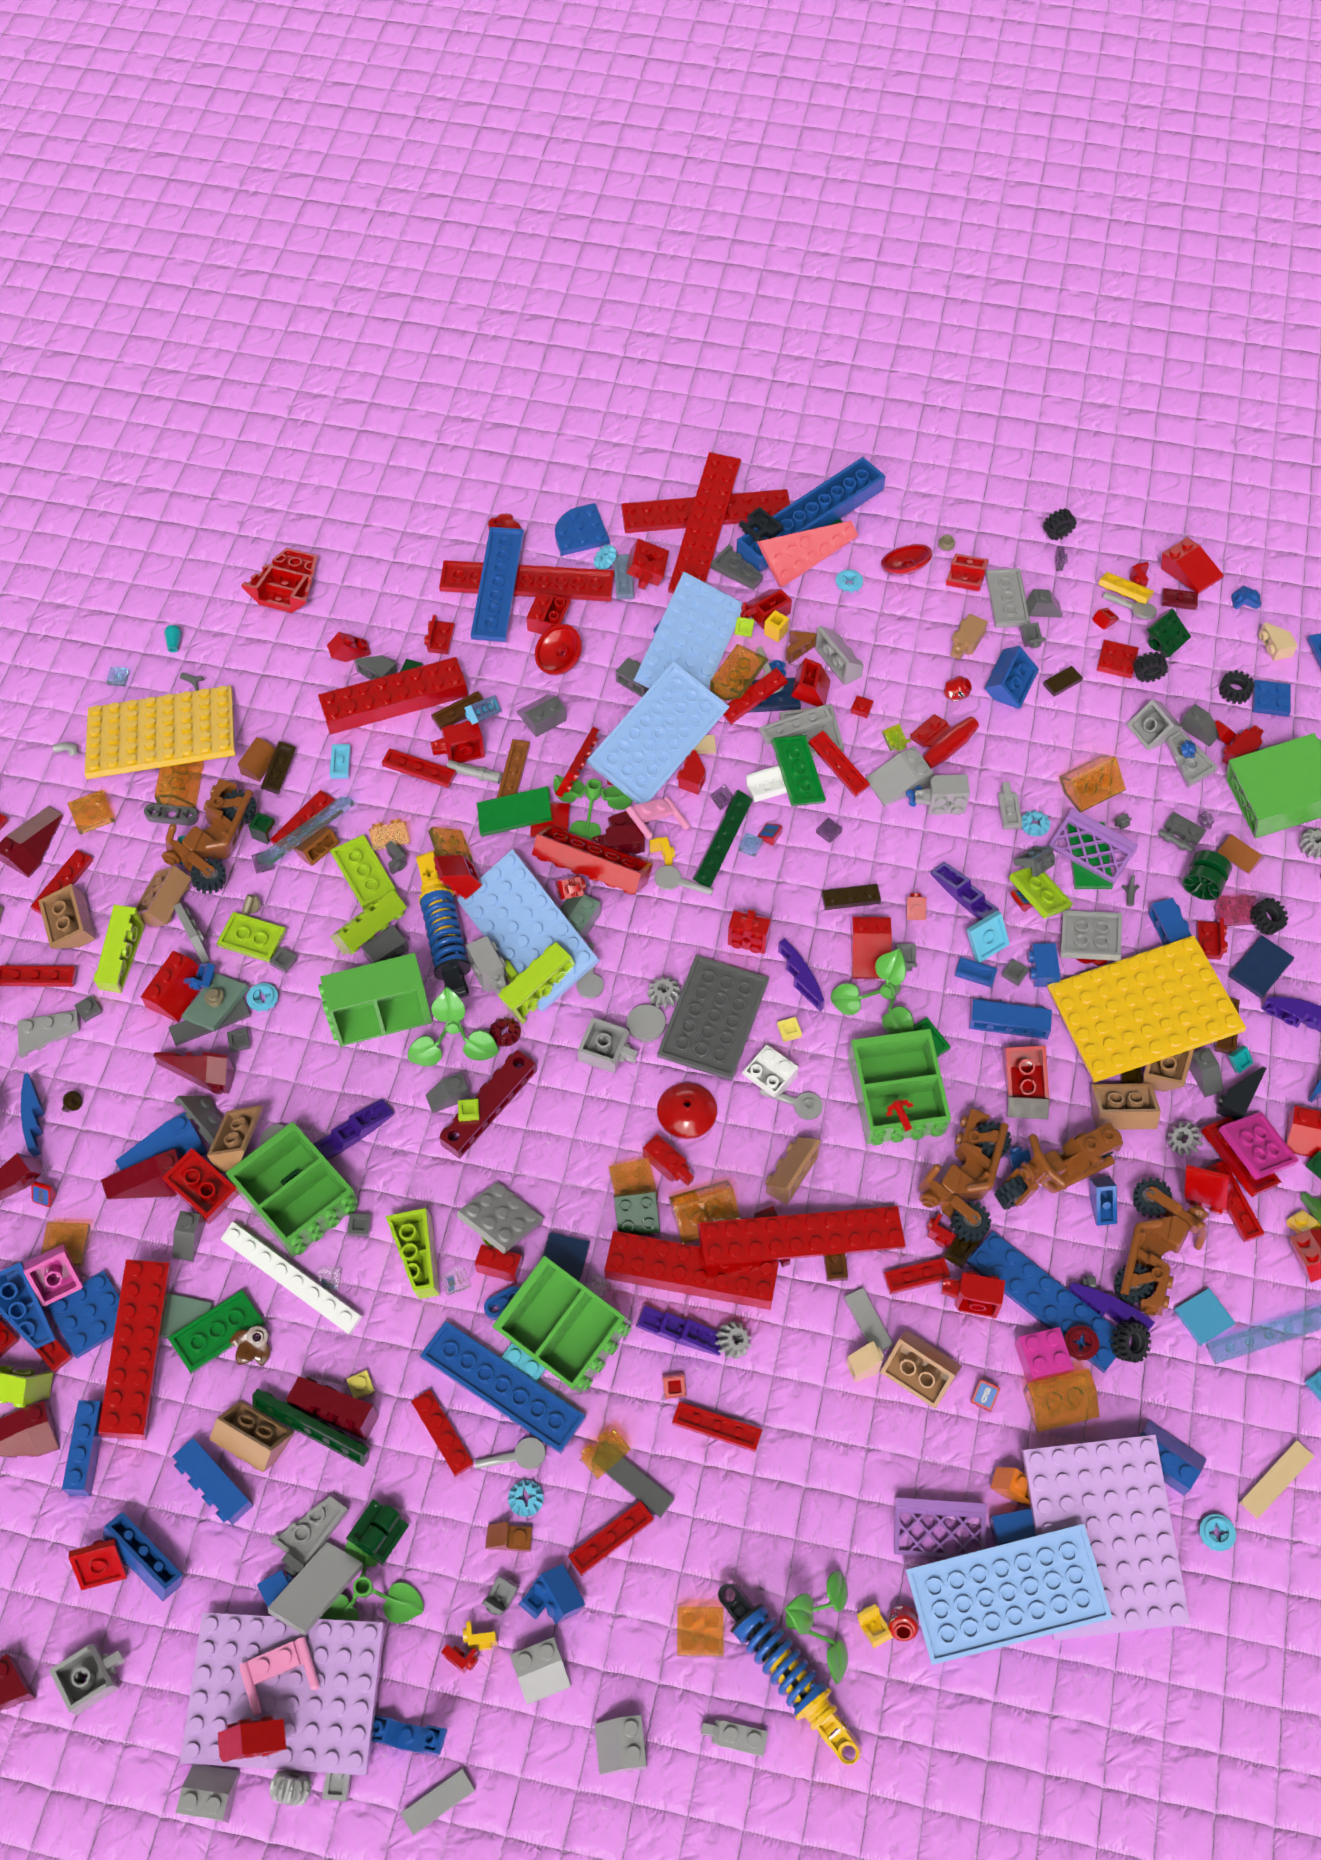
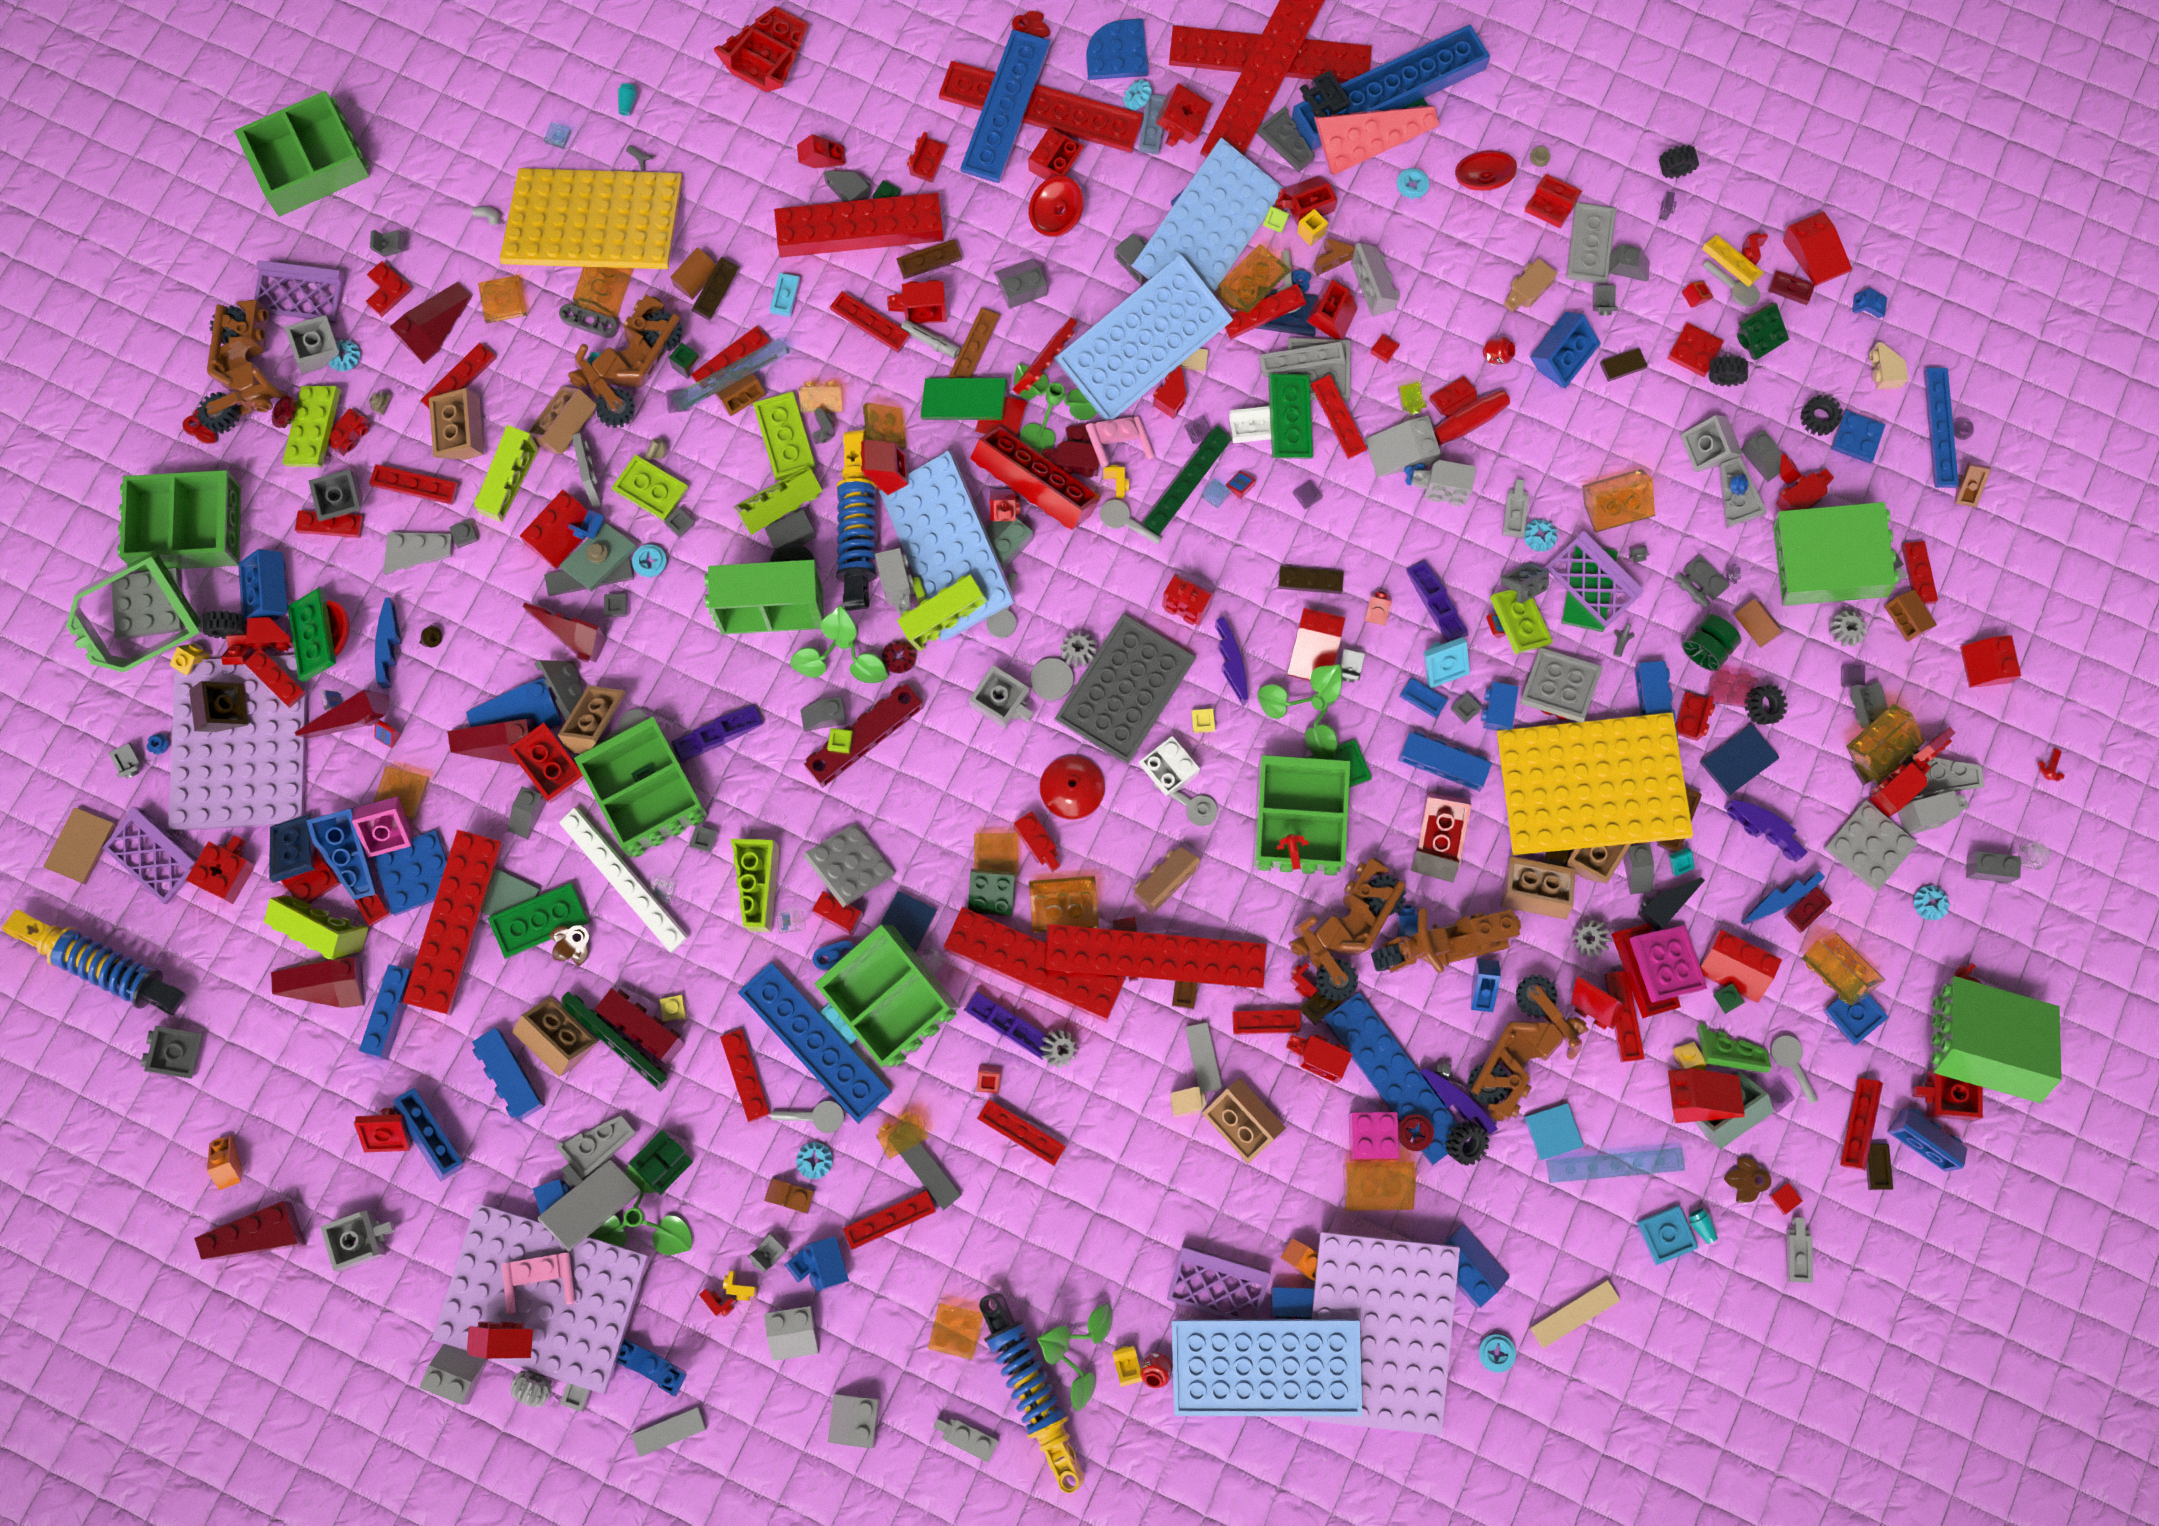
camera: 10 degrees right, 15 degrees up
(482, 709) = (953, 269): dark azure plate -> none
(985, 1395) = (1302, 1162): slope -> none

